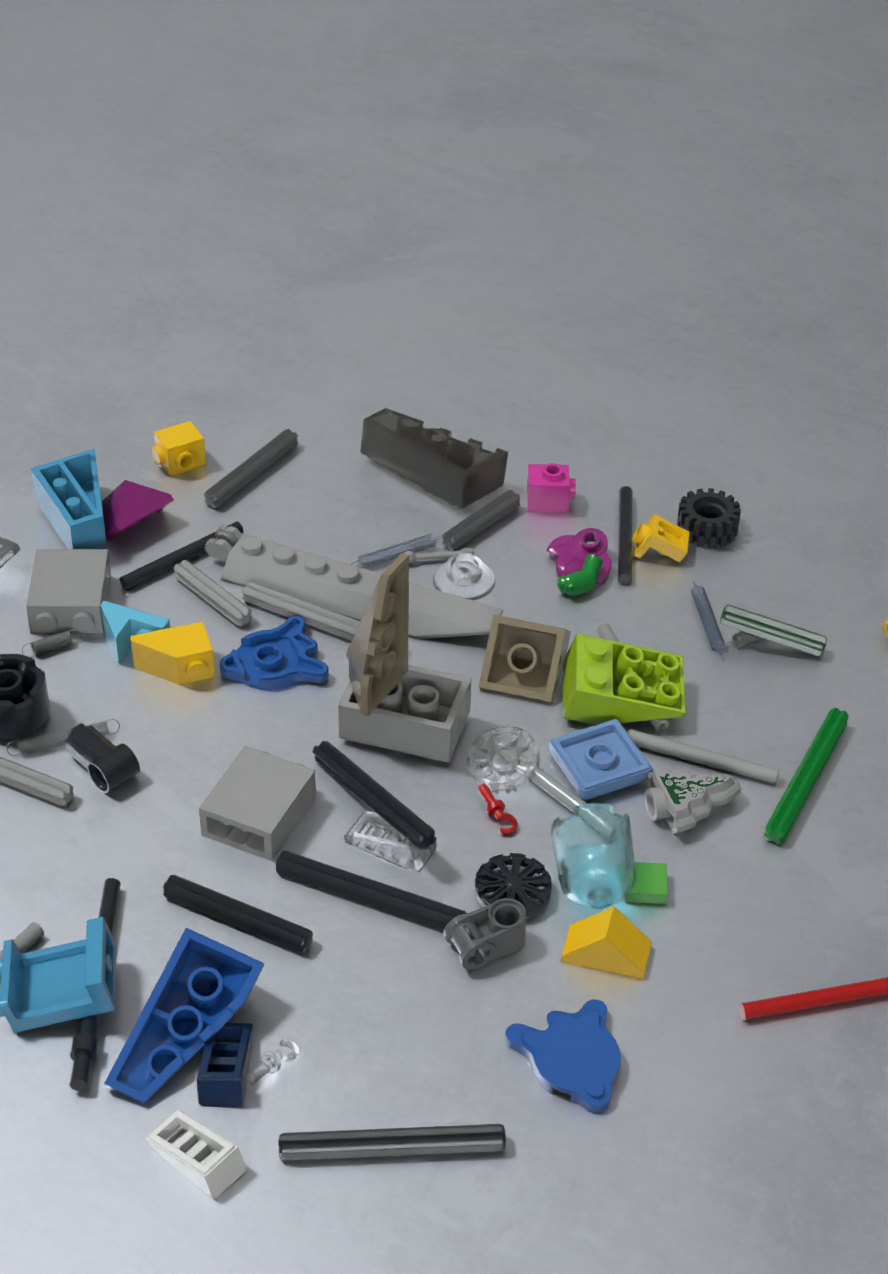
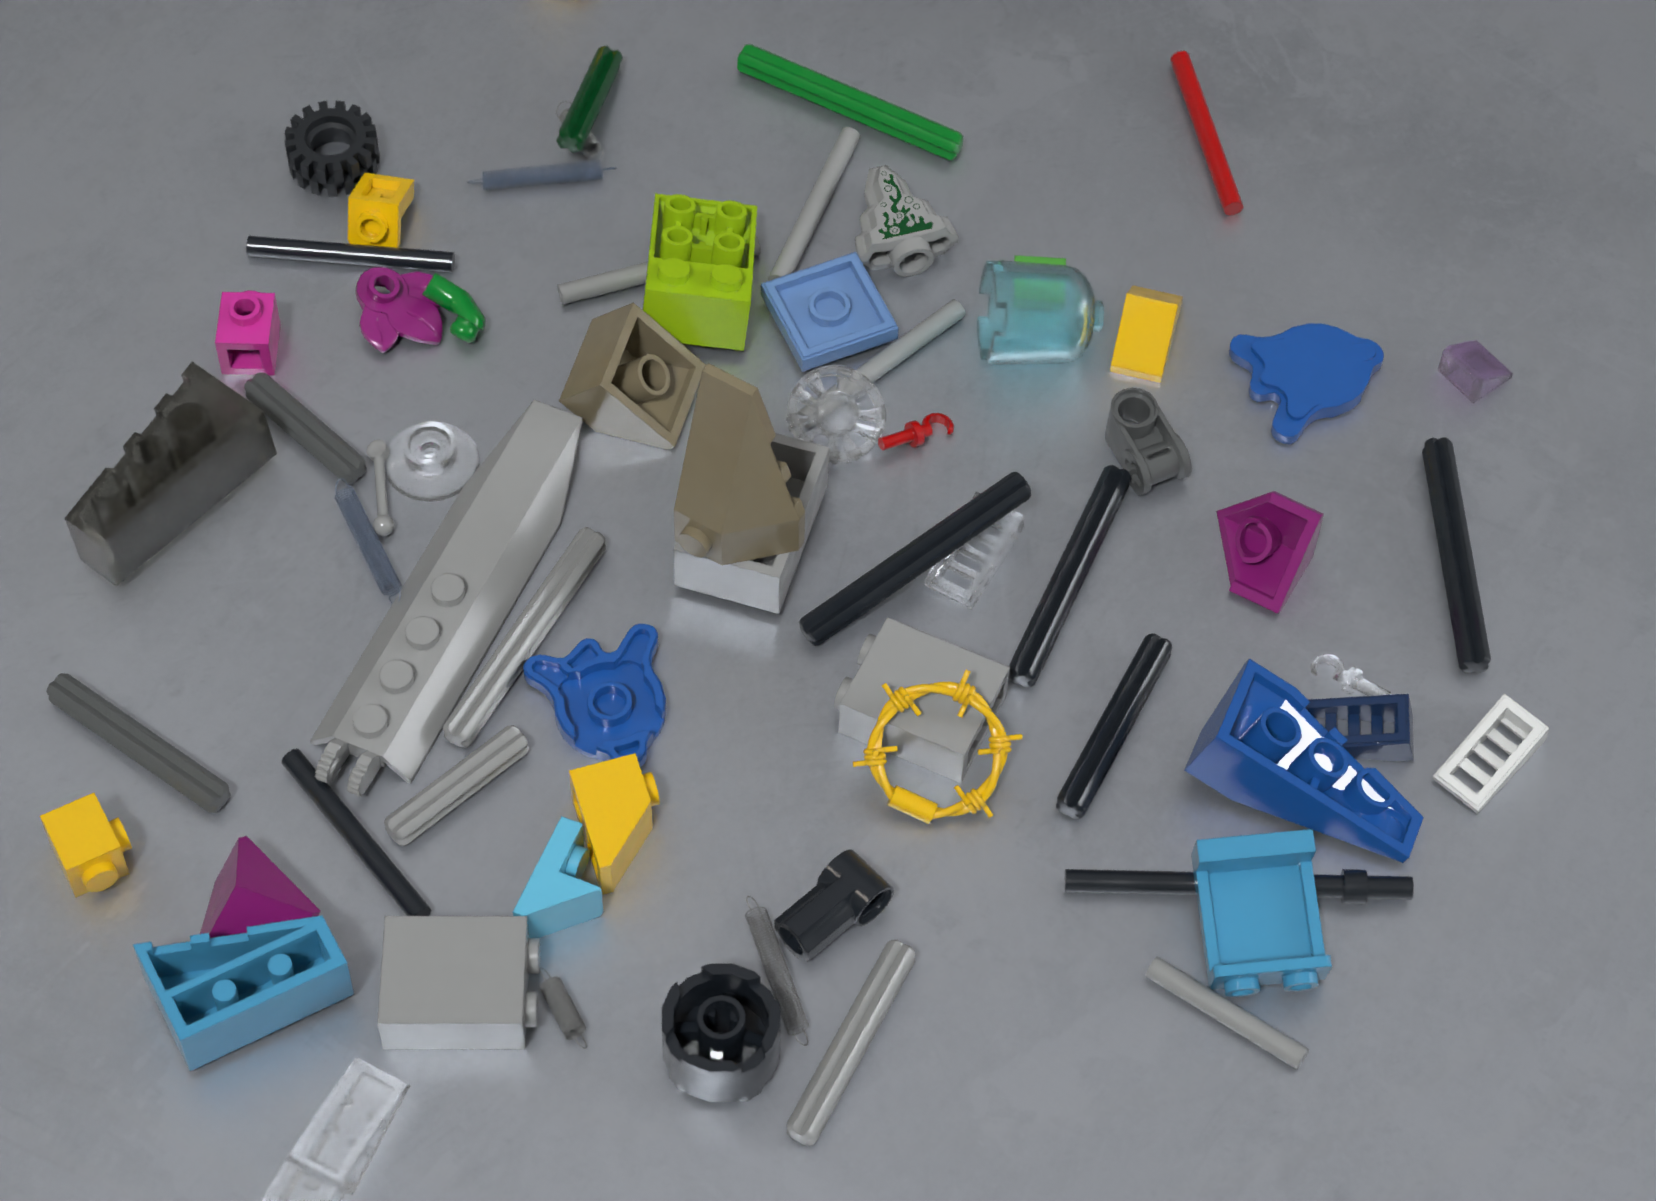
camera: 90 degrees left, 15 degrees up
(183, 792) = (912, 803): none -> yellow piece
(388, 1013) = (1268, 546): none -> magenta slope
(513, 883) = (1052, 419): black wheel -> none
(587, 1171) = (1473, 369): none -> clear purple slope

